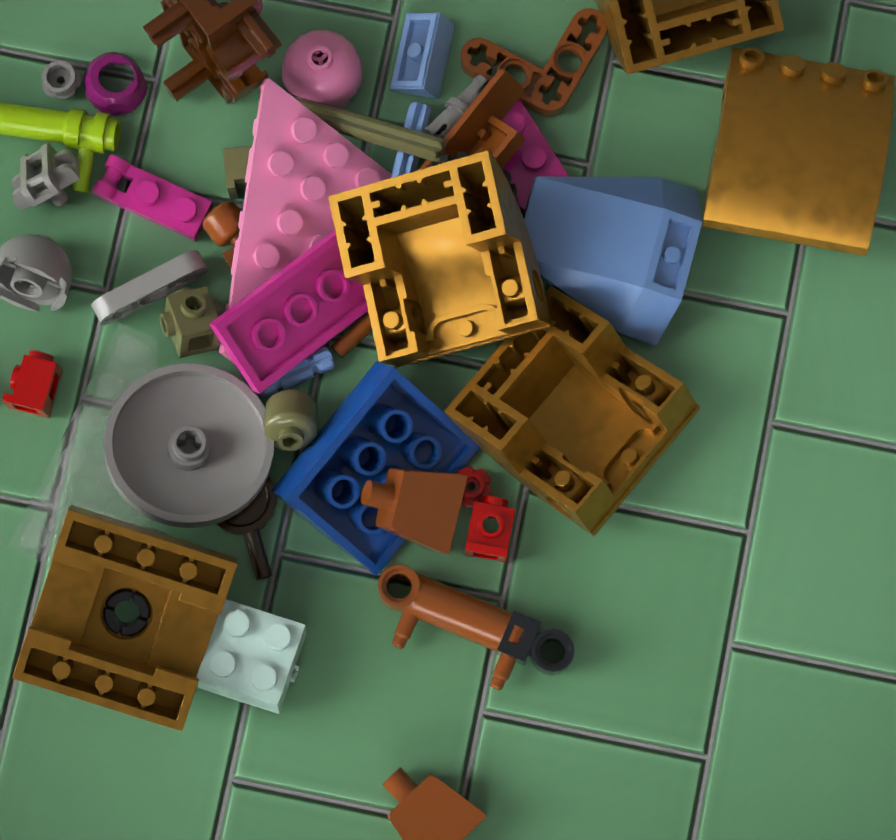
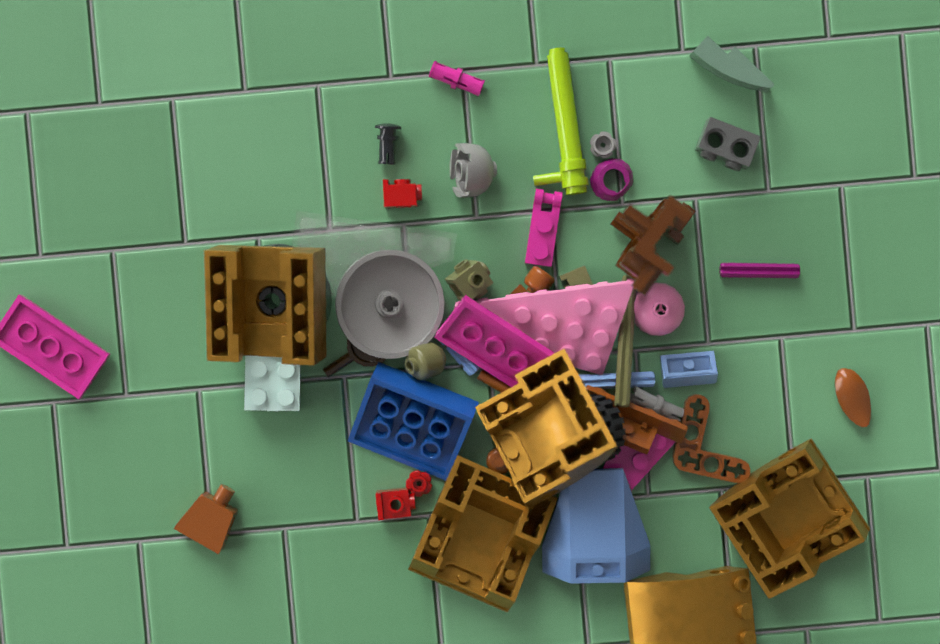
camera: 80 degrees right, 10 degrees up
(44, 177) = (531, 160): light grey piece -> none
(149, 287) = (467, 228): light grey beam -> none
(418, 505) = (395, 457): dark orange torso -> none
(469, 361) = (495, 462): none -> dark orange piece
(473, 619) = (336, 511): dark orange piece -> none

